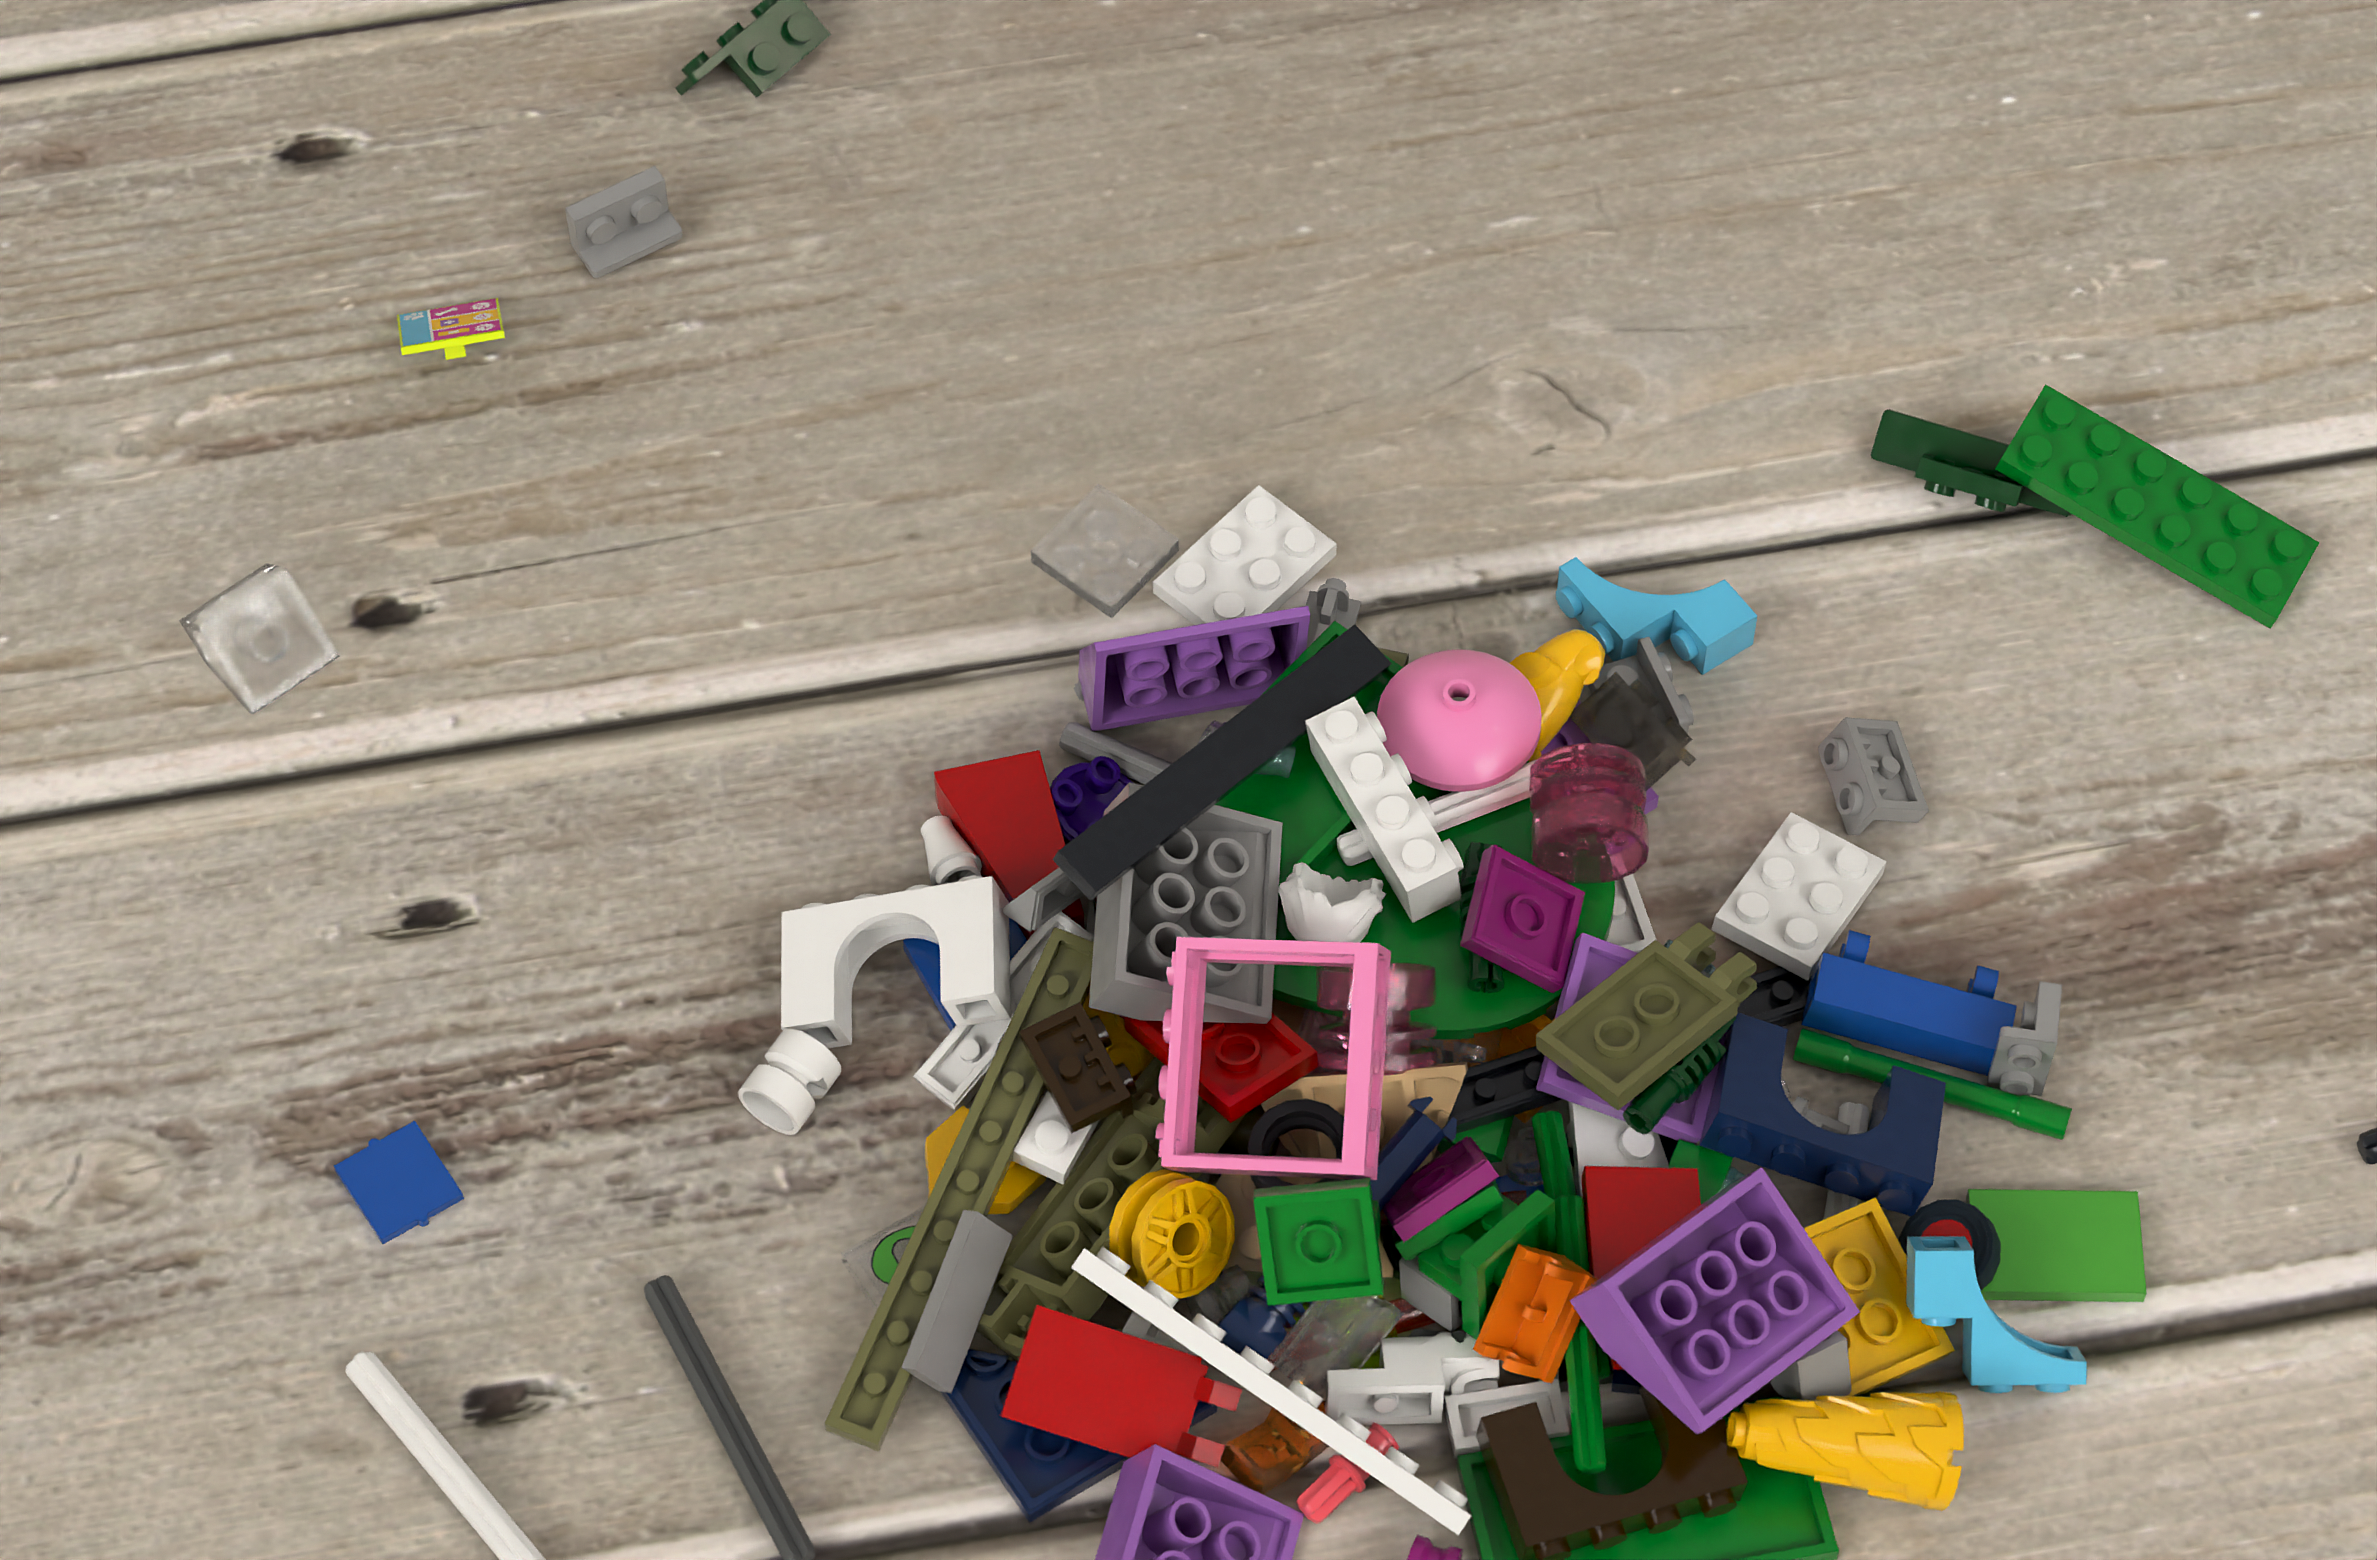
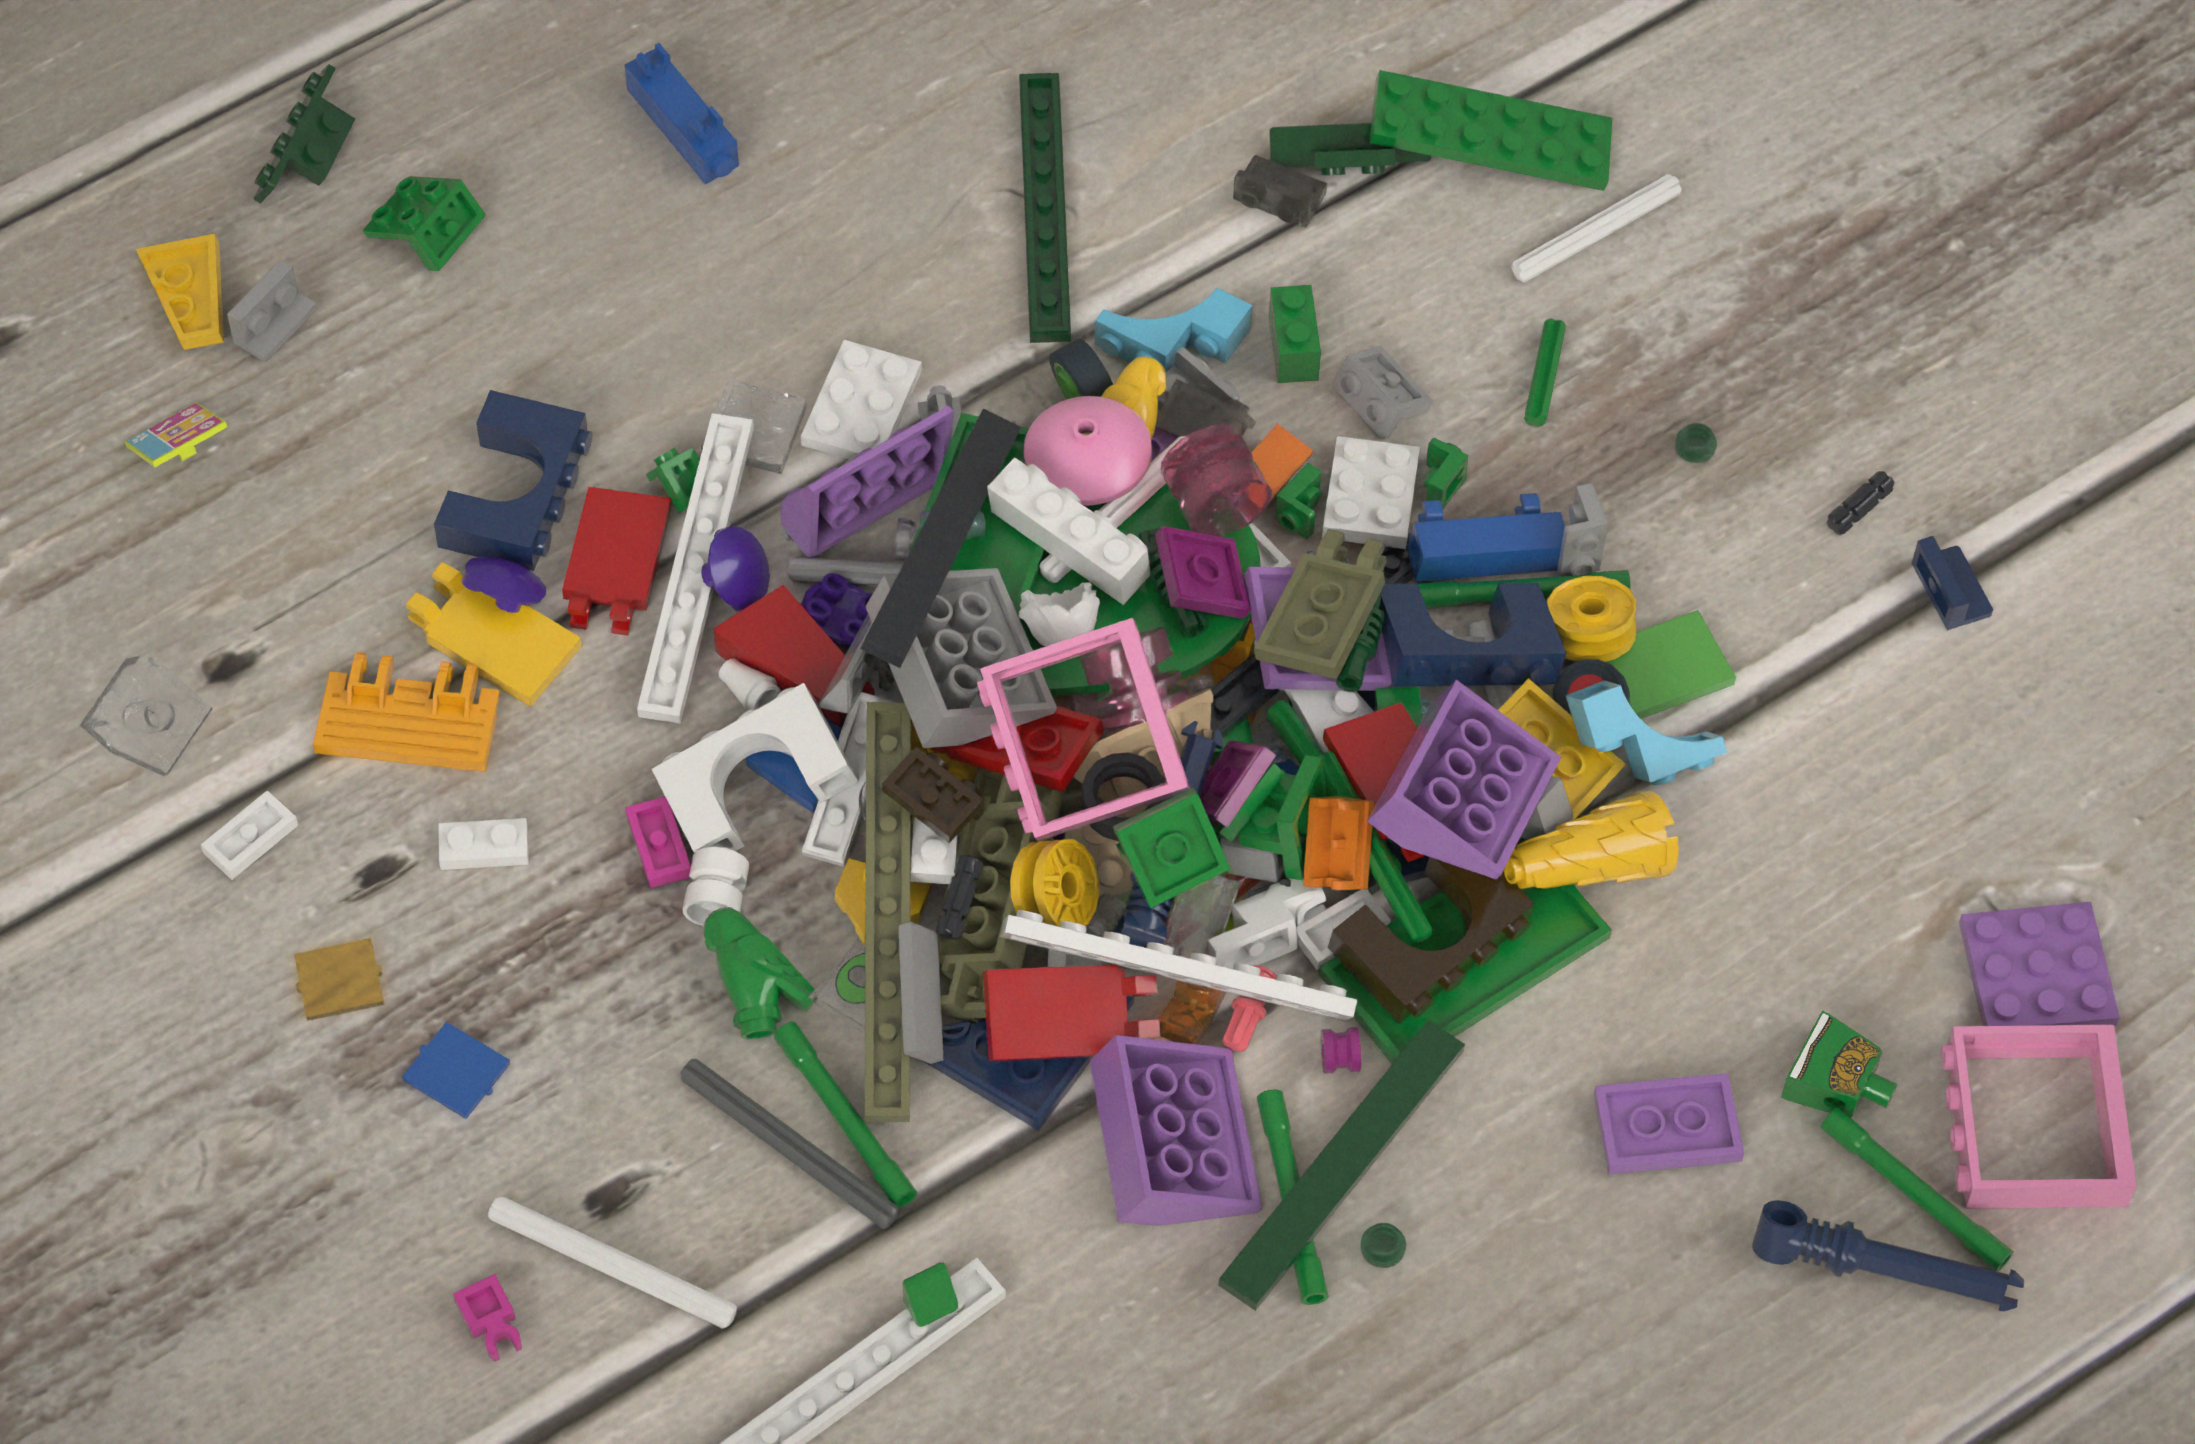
camera: 25 degrees left, 0 degrees up
(285, 1483) = (488, 1311): none -> dark pink plate
(303, 817) = (249, 835): none -> white plate
(322, 1024) = (339, 979): none -> clear yellow piece
(548, 758) = (408, 724): none -> light orange hinge
(551, 164) = (189, 287): none -> yellow wing
(559, 927) = (483, 844): none -> white plate
(692, 687) = (513, 650): none -> yellow tile
(727, 629) = (505, 581): none -> dark purple dish
(752, 1002) = (658, 842): none -> dark pink plate
(781, 573) = (518, 527): none -> dark blue arch
(781, 1200) = (753, 973): none -> green animal
(822, 1497) = (884, 1169): none -> green piece
(854, 177) = (430, 215): none -> green bracket
(873, 645) = (615, 555): none -> red tile
(951, 694) = (687, 595): none -> white plate
(992, 582) = (677, 475): none -> green bracket
(998, 709) = (736, 567): none -> dark purple dish
(1056, 1203) = (959, 897): none -> black axle
(1199, 156) = (682, 114): none -> blue brick
(1509, 621) = (1079, 370): none -> black wheel
(1573, 413) = (1044, 208): none -> dark green tile
(1691, 819) = (1280, 457): none -> orange hinge
(1706, 870) = (1297, 501): none -> green bracket
(1796, 668) = (1294, 334): none -> green brick
(1864, 489) = (1279, 191): none -> clear smoke bracket
(1901, 908) = (1447, 471): none -> green bracket
(1995, 1153) = (1594, 617): none -> yellow wheel
(2086, 826) = (1545, 372): none -> green axle
(2234, 982) = (1695, 443): none -> clear green plate
(2236, 671) = (1596, 228): none -> white axle

